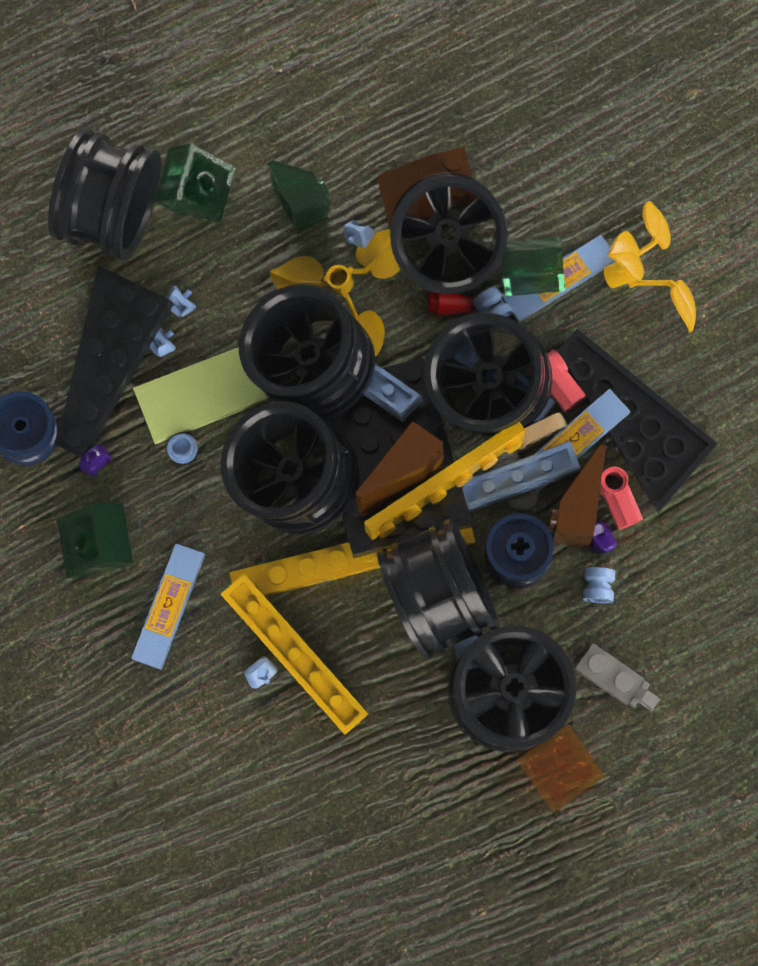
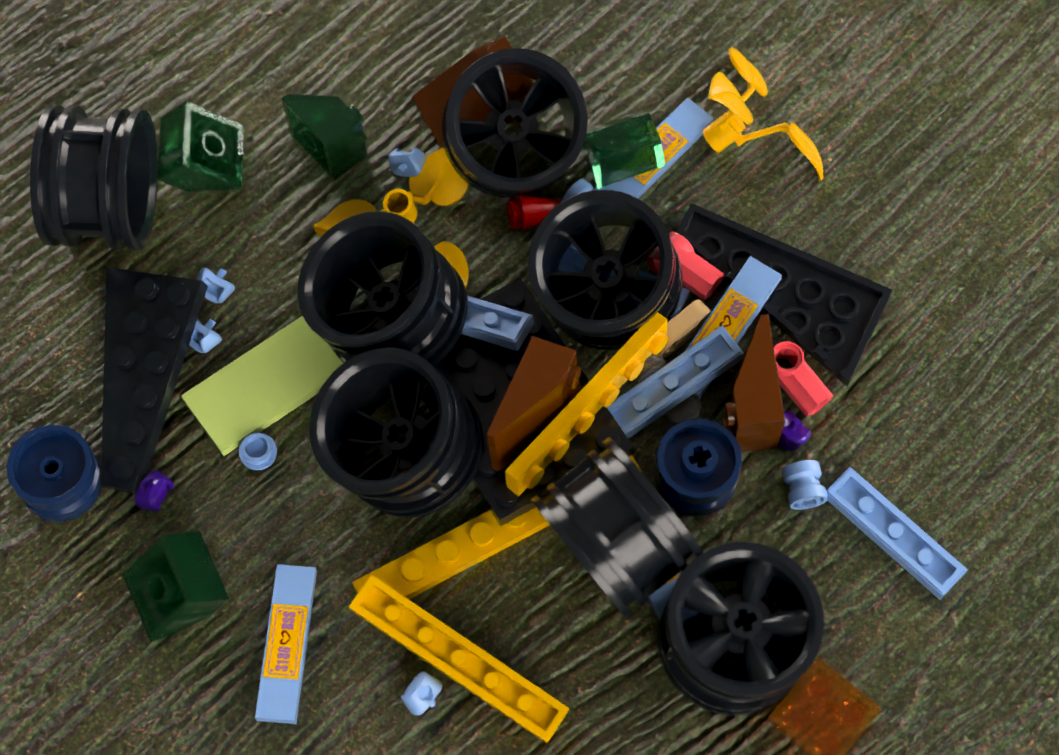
camera: 15 degrees left, 10 degrees down
(616, 678) = (860, 590): light grey hinge -> none
(659, 640) = (895, 533): none -> light blue tile

